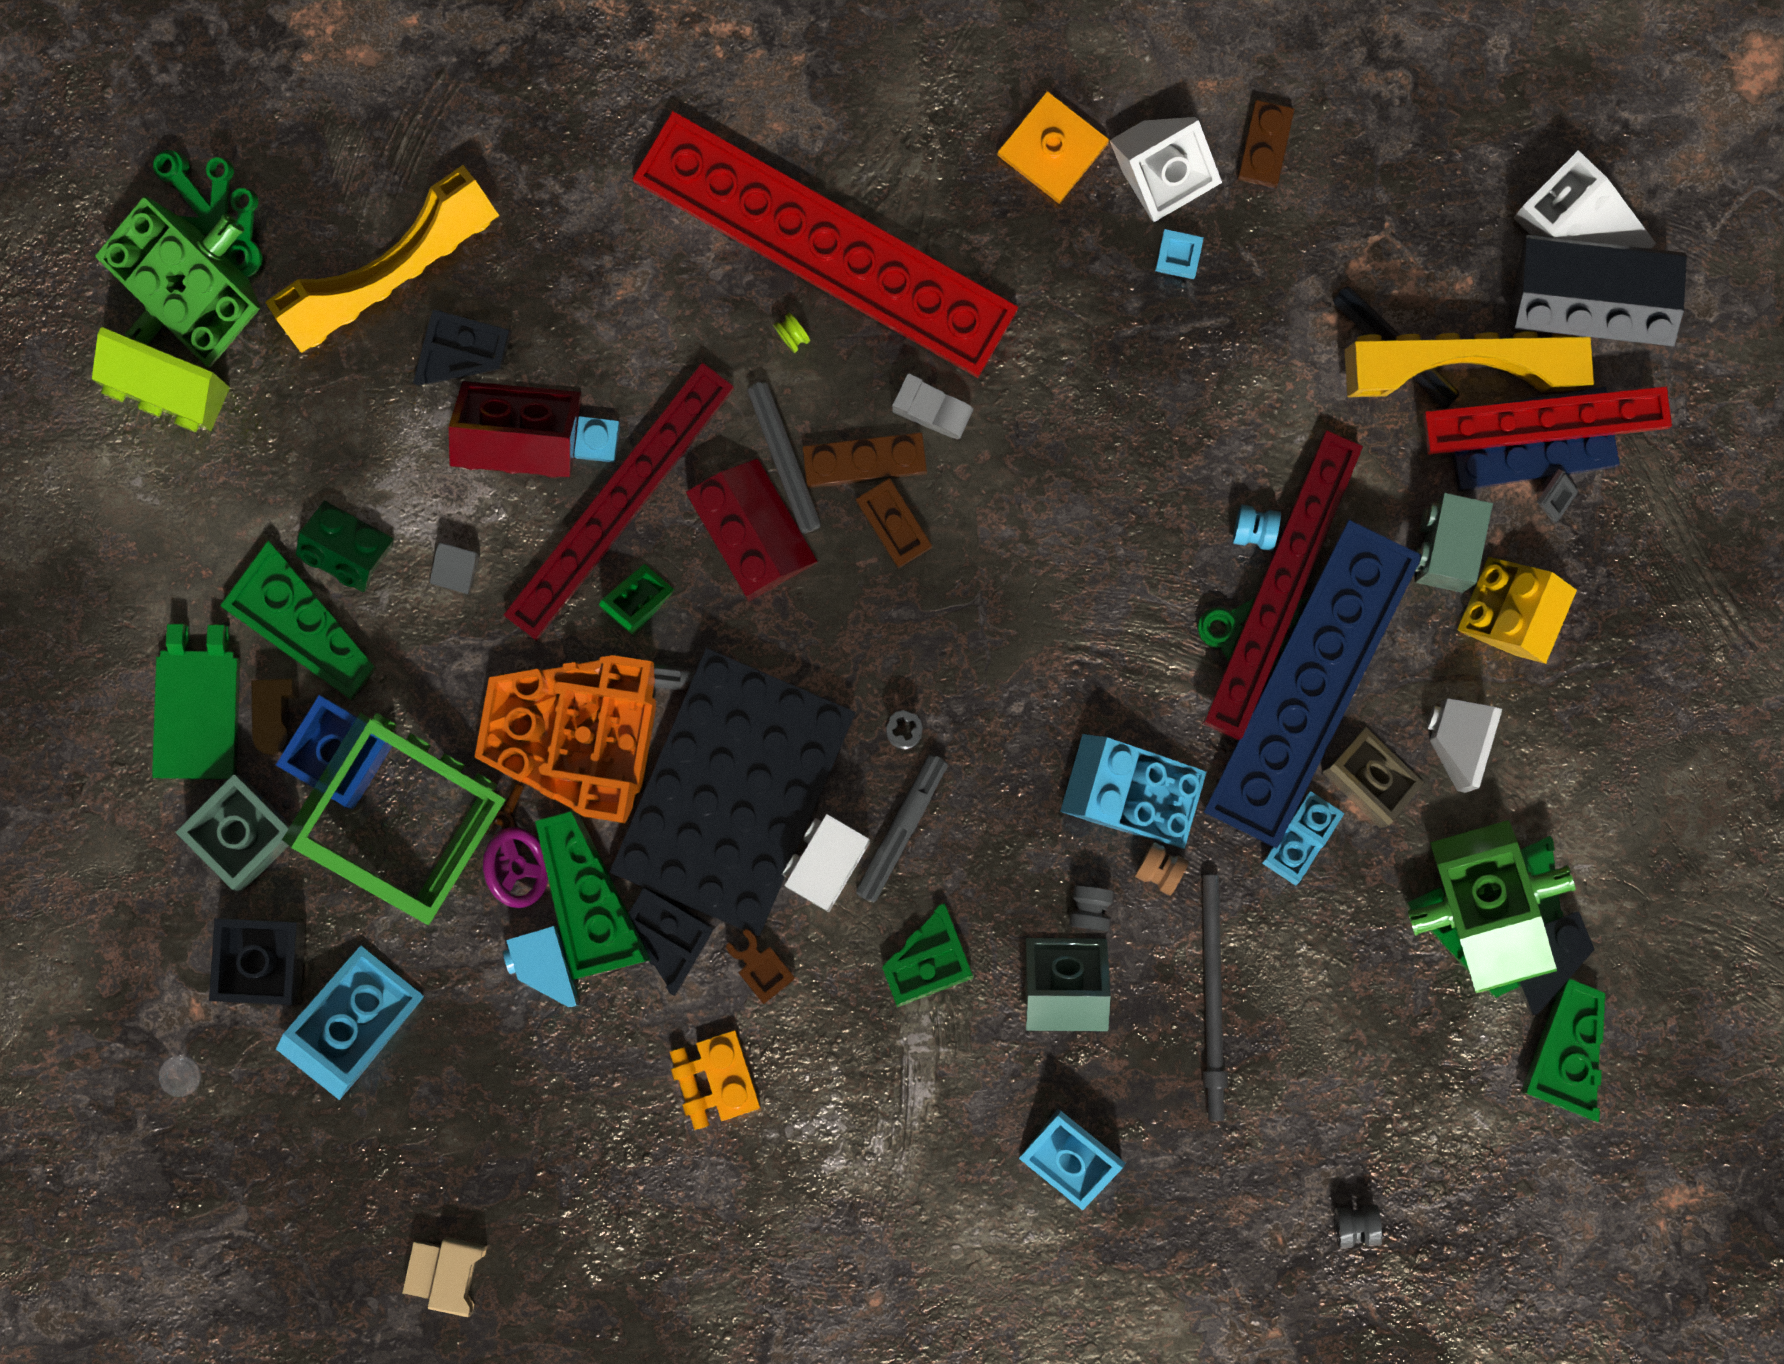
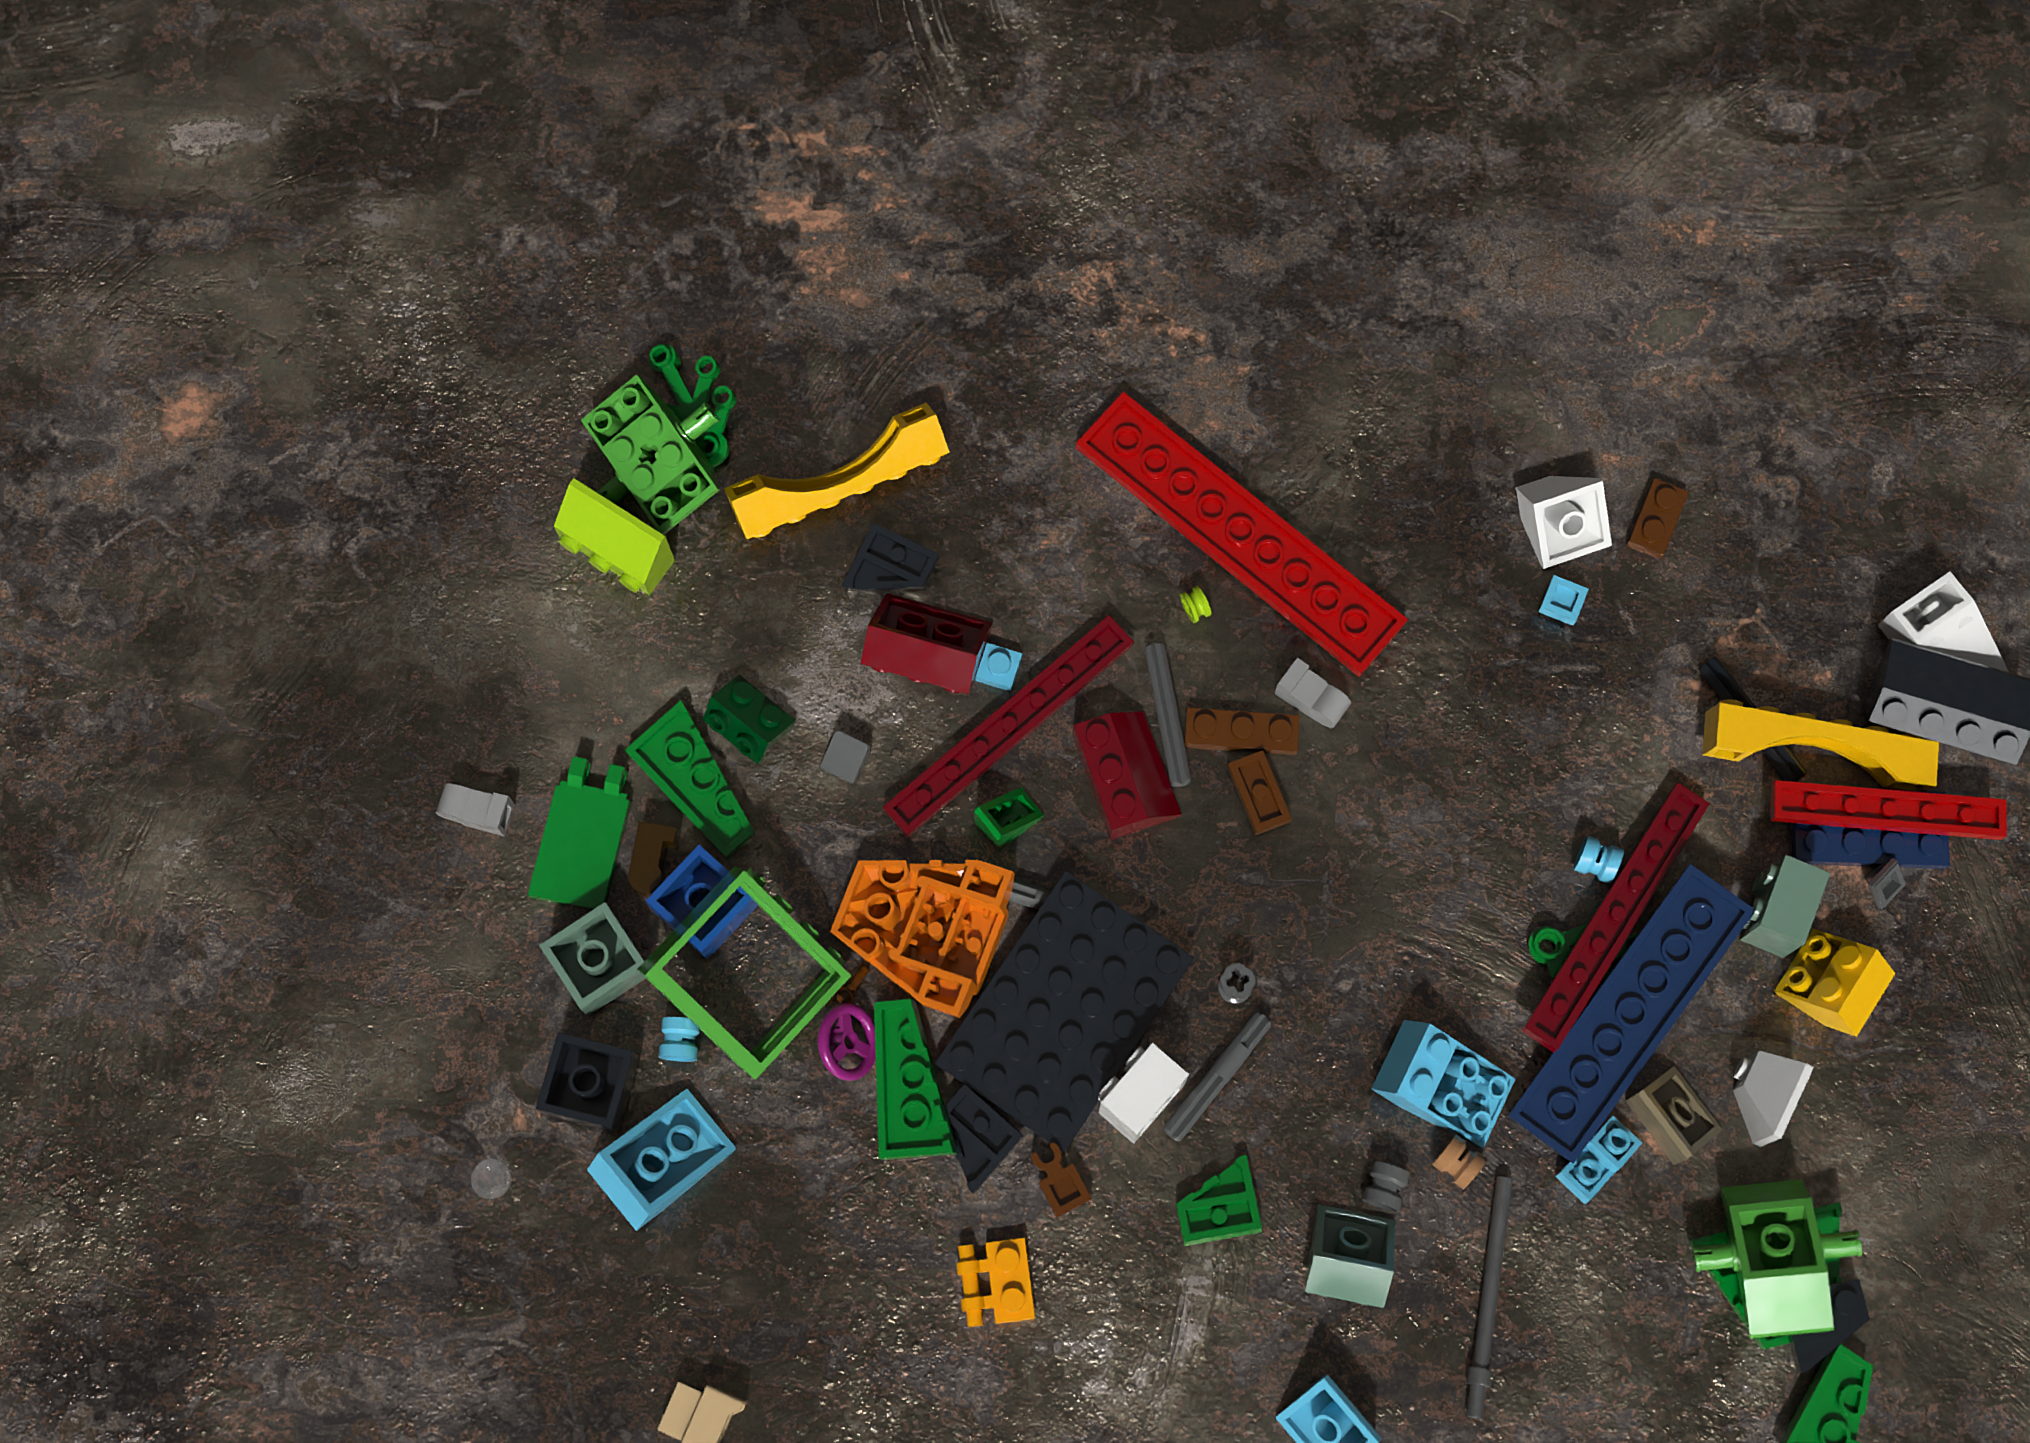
camera: 10 degrees right, 10 degrees down
(78, 697) = (476, 808): none -> light grey leg
(341, 899) = (678, 1040): none -> medium azure wheel
(542, 964) = (854, 1138): medium azure slope -> none
(1053, 147) = (1462, 486): light orange plate -> none

